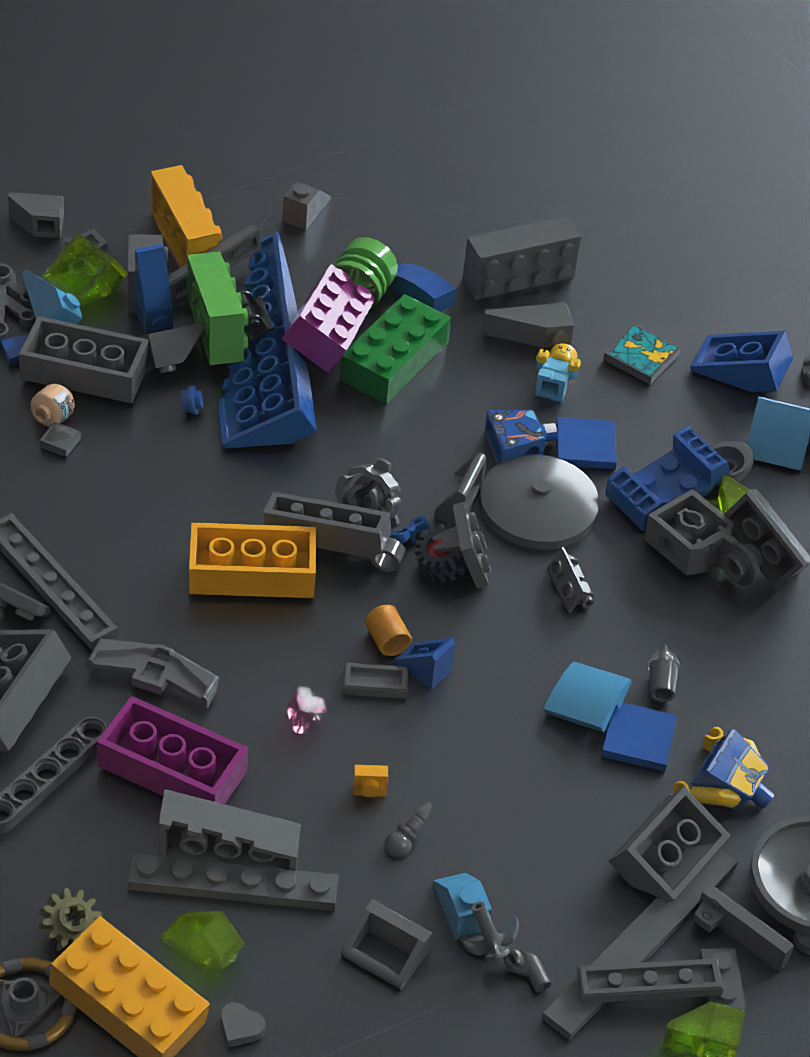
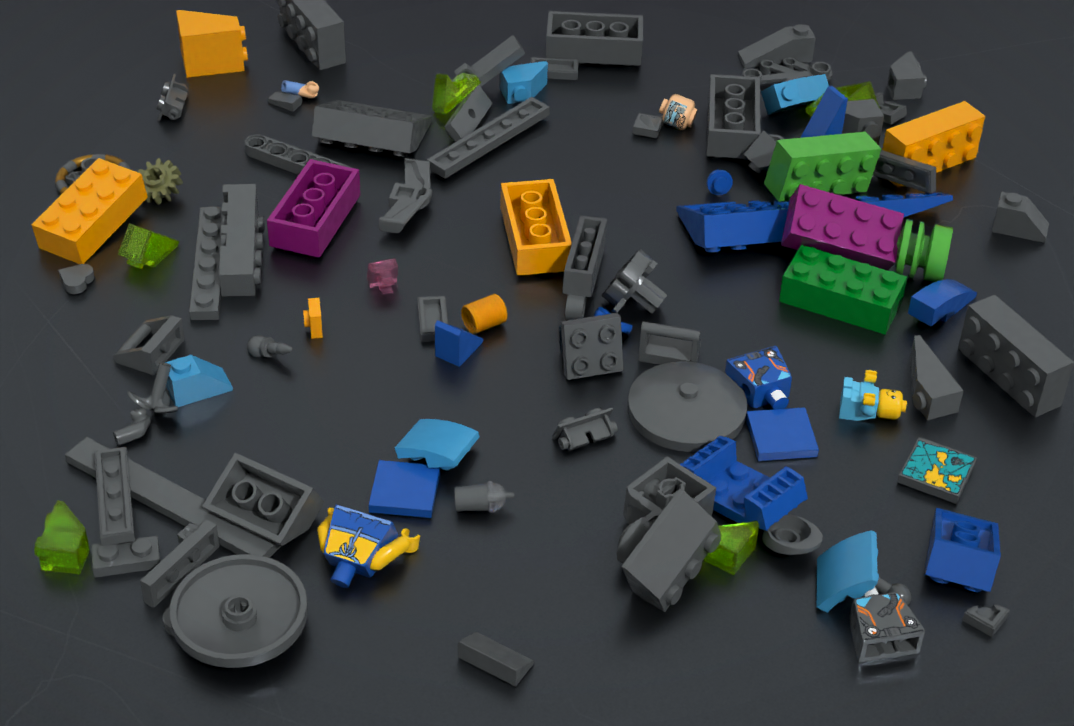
camera: 85 degrees right, 5 degrees down
(258, 318) = (835, 183): black hinge -> none

